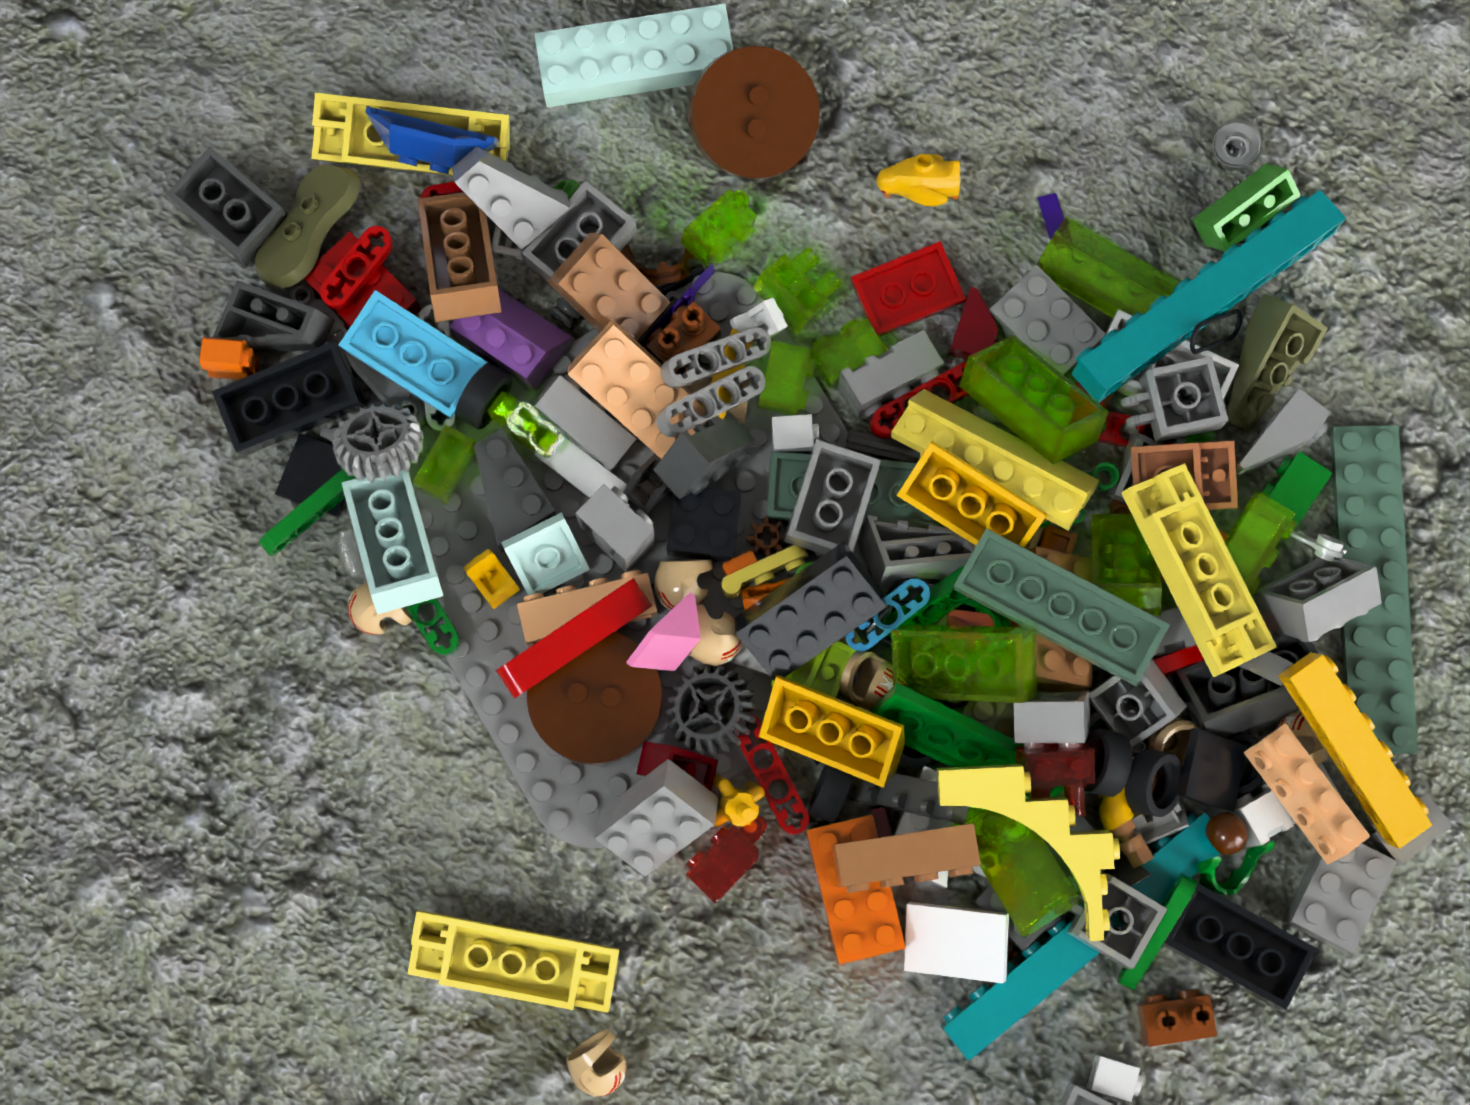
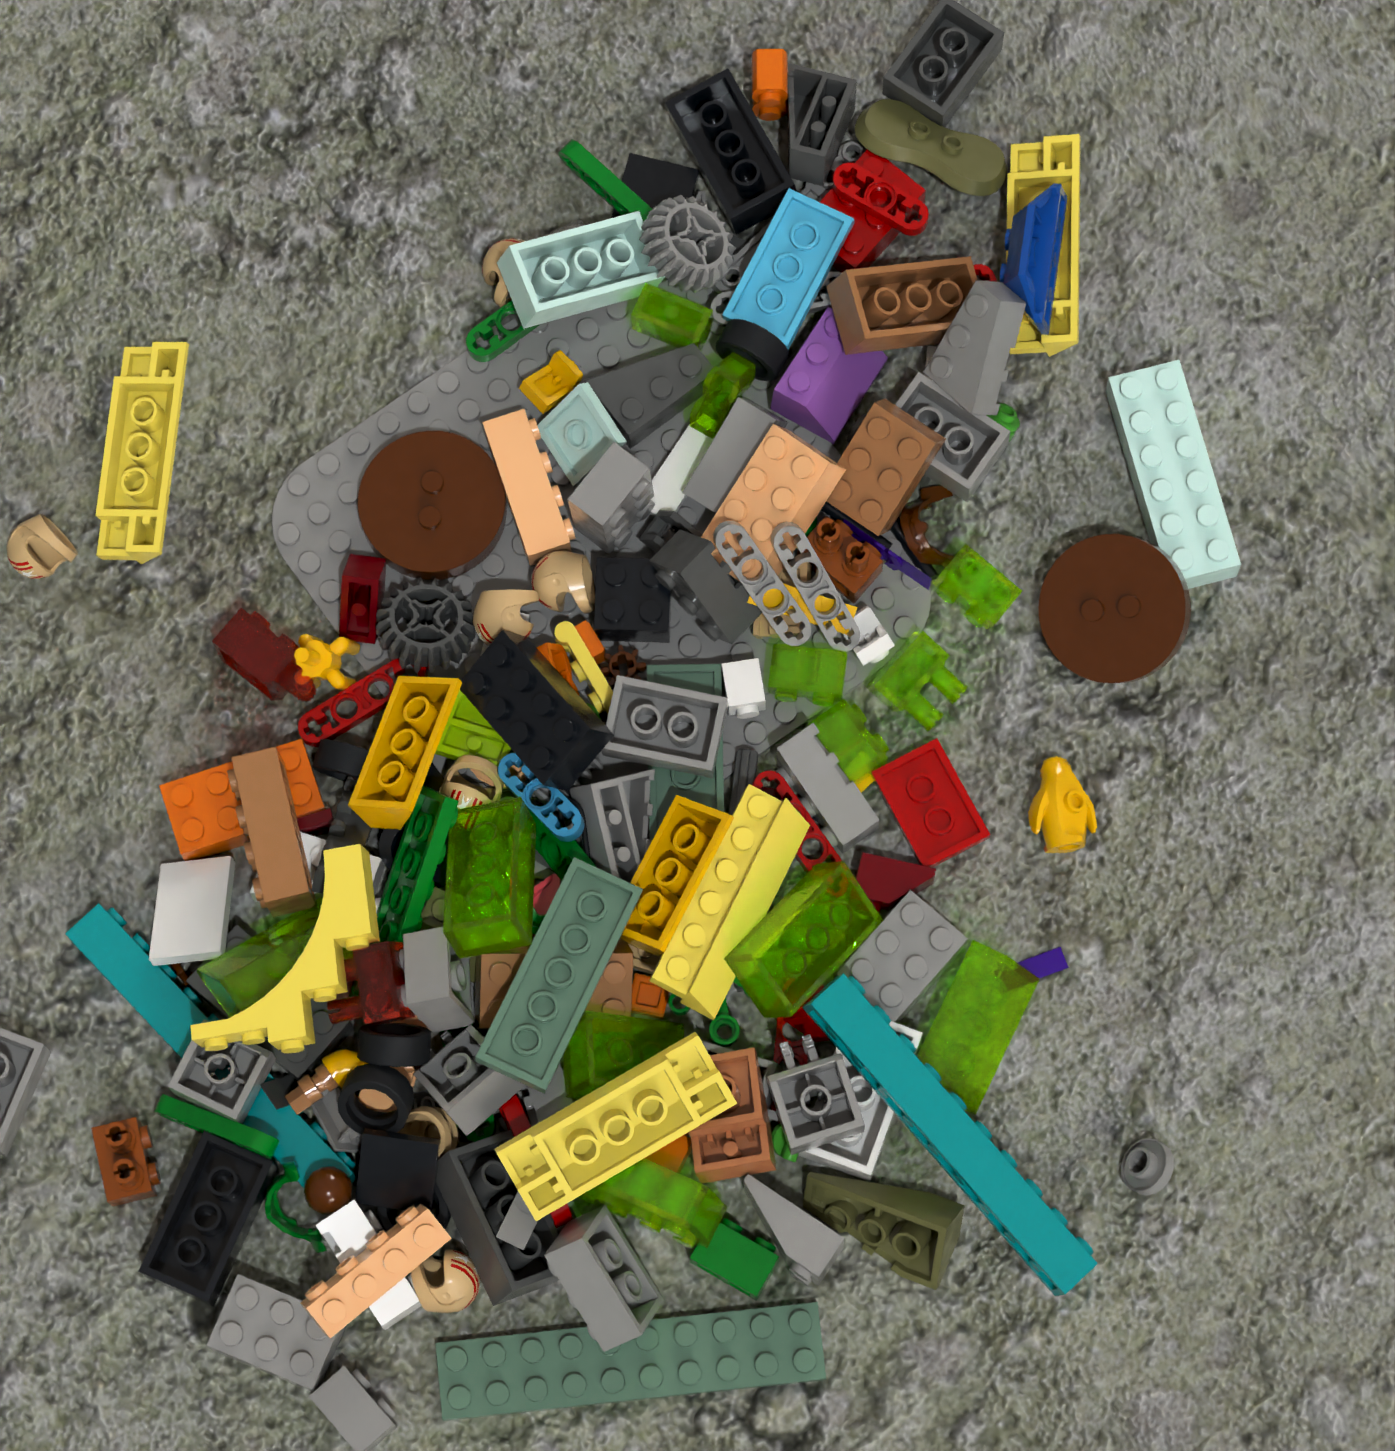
camera: 90 degrees right, 5 degrees down
(573, 638) = (488, 468): red beam -> none
(656, 817) = (300, 574): light grey brick -> none
(669, 639) = (494, 565): bright pink slope -> none
(1114, 1078) = (57, 1098): white brick -> none
(1221, 341) = (920, 1141): black piece -> none
(1246, 207) = (1068, 1180): bright green brick -> none
(1325, 545) = (668, 1286): white plate -> none
(1355, 749) = (428, 1322): yellow brick -> none

